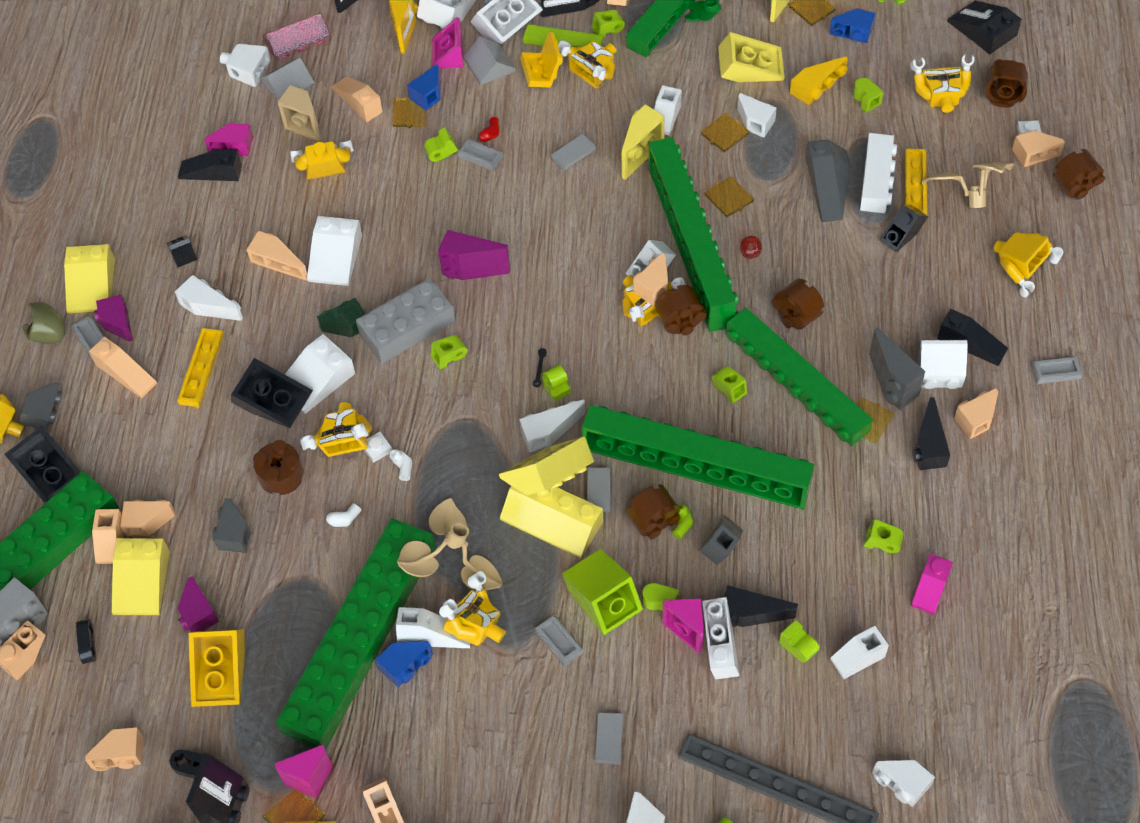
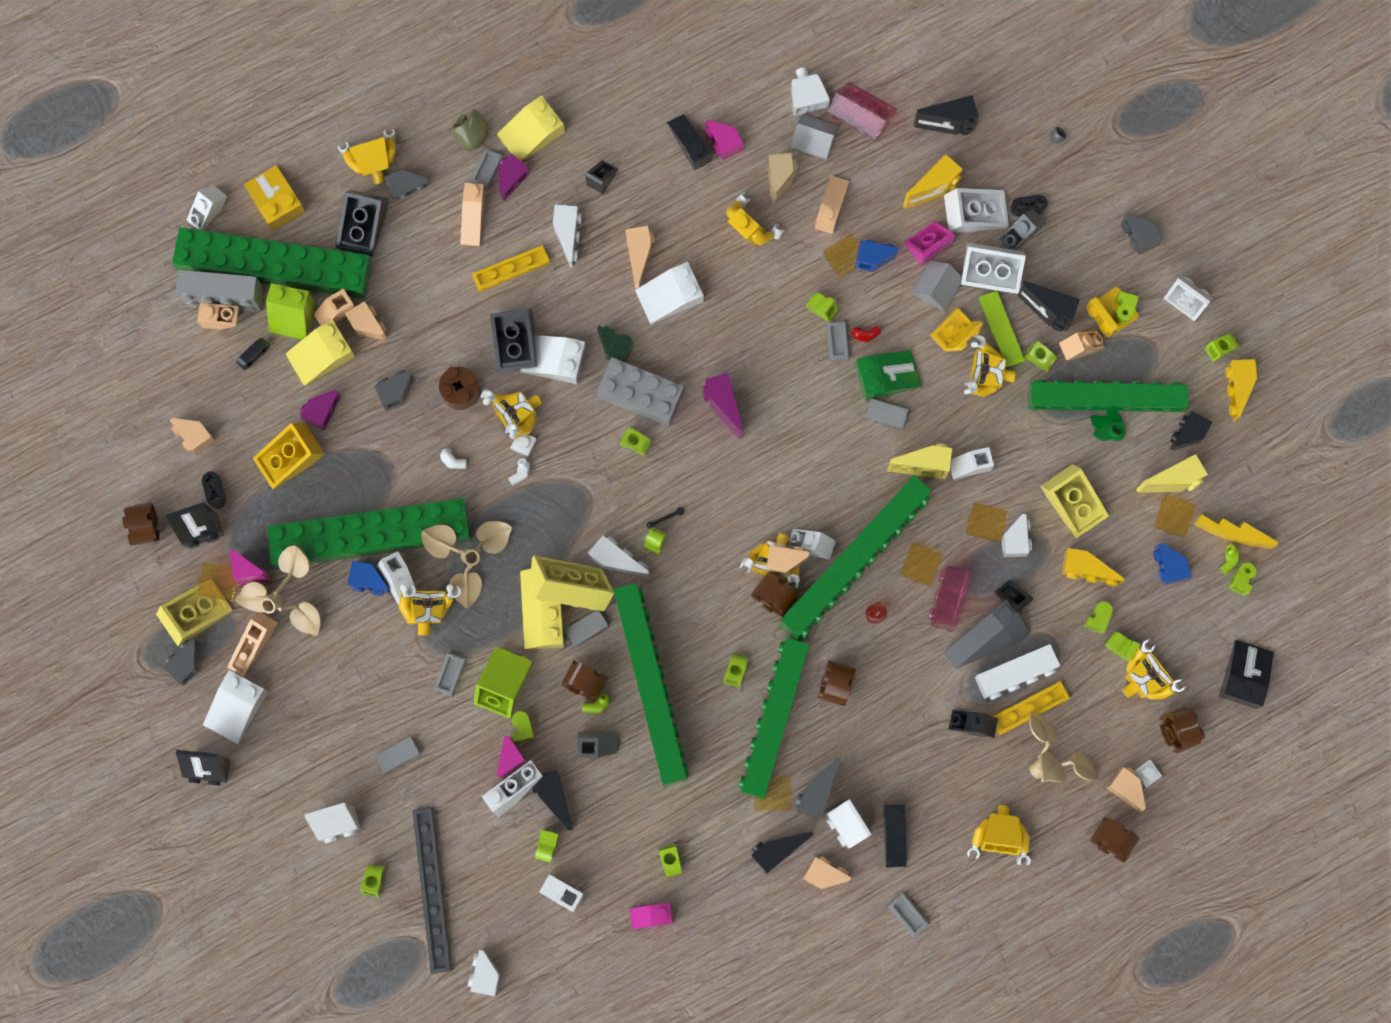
camera: 55 degrees right, 20 degrees up
(74, 574) = (290, 311): none -> lime slope
(343, 785) = (255, 598): none -> tan plant
(537, 135) = (887, 374): none -> green slope
(778, 182) = (949, 597): none -> clear pink slope
(799, 143) = (1014, 595): none -> black slope
(904, 91) = (1122, 646): none -> lime leg

